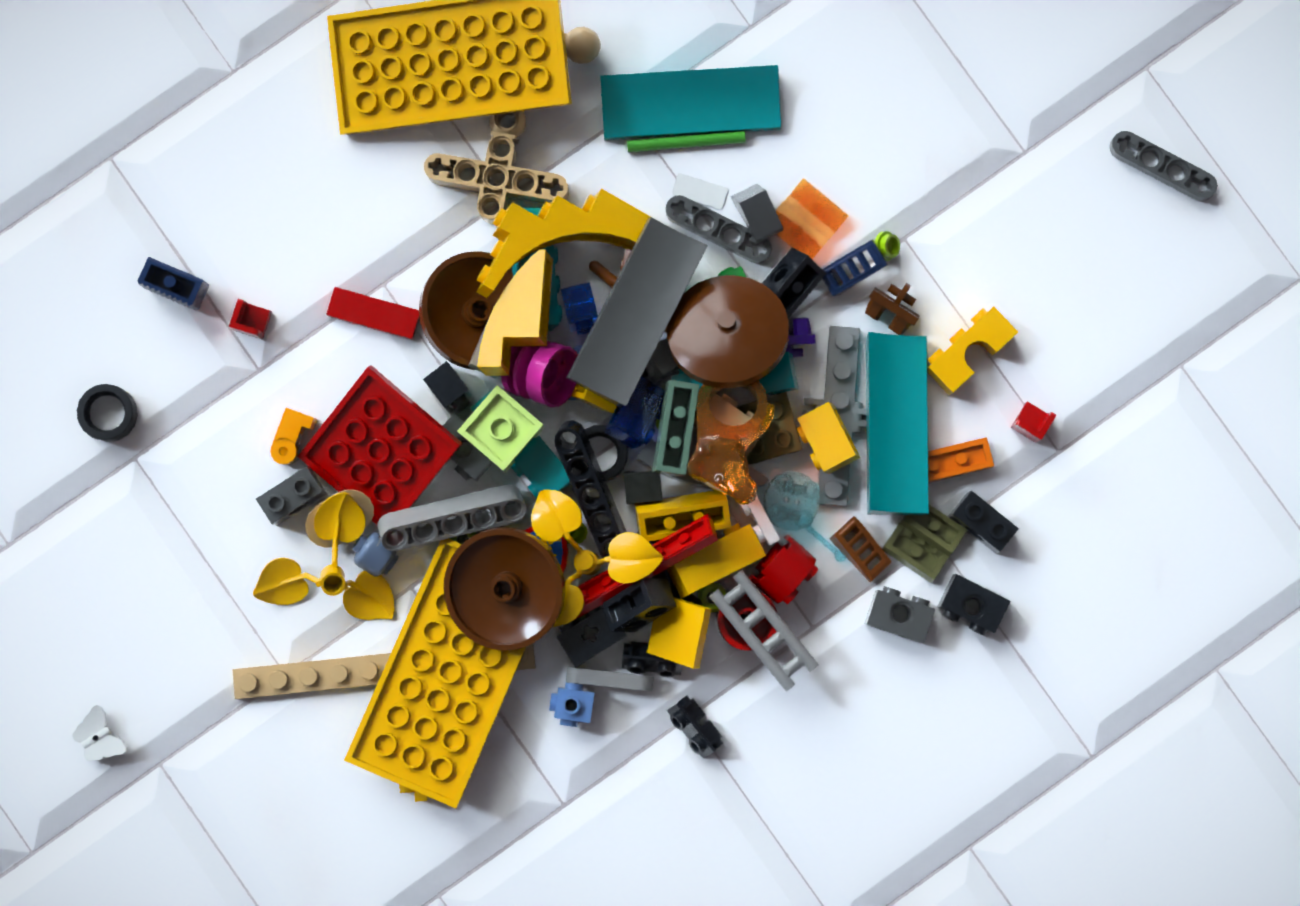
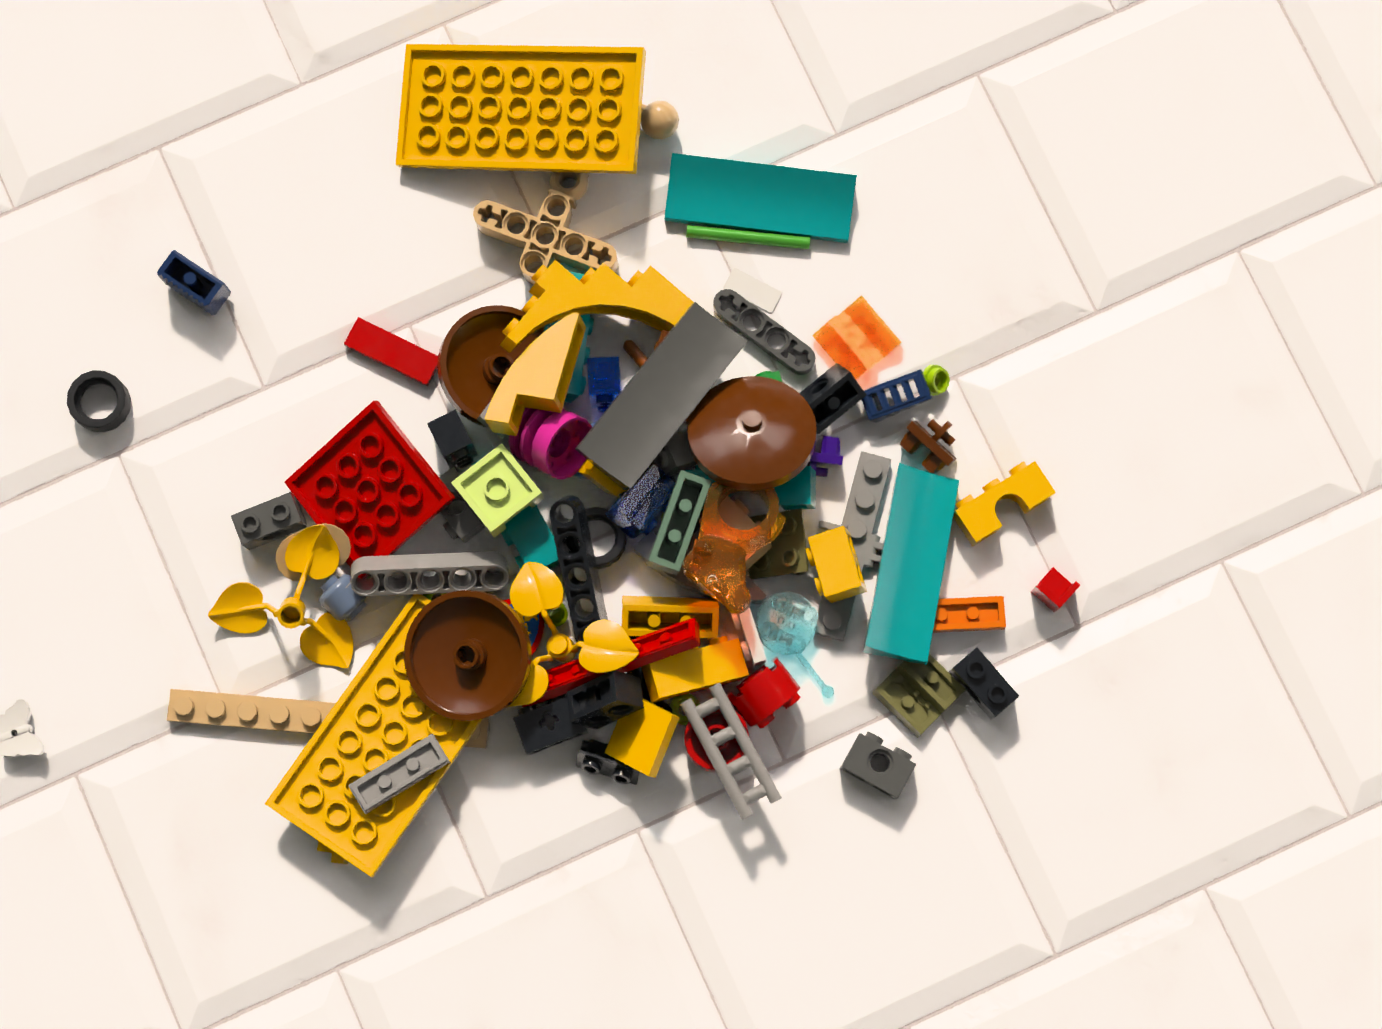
camera: 15 degrees right, 5 degrees down
(250, 319) = (264, 334): red panel -> none
(289, 435) = (280, 459): light orange leg -> none
(462, 709) = (399, 773): none -> light grey tile
(584, 704) = (528, 794): medium blue brick -> none
(609, 679) = (560, 773): light grey beam -> none
(642, 486) = (633, 579): pearl dark grey panel -> none
(685, 717) = (632, 829): black hinge -> none
(757, 212) = (807, 321): dark grey slope -> none
(862, 534) = (860, 682): dark orange slope -> none
(991, 605) = (976, 771): black brick -> none
(1161, 170) = (1234, 356): dark grey beam -> none

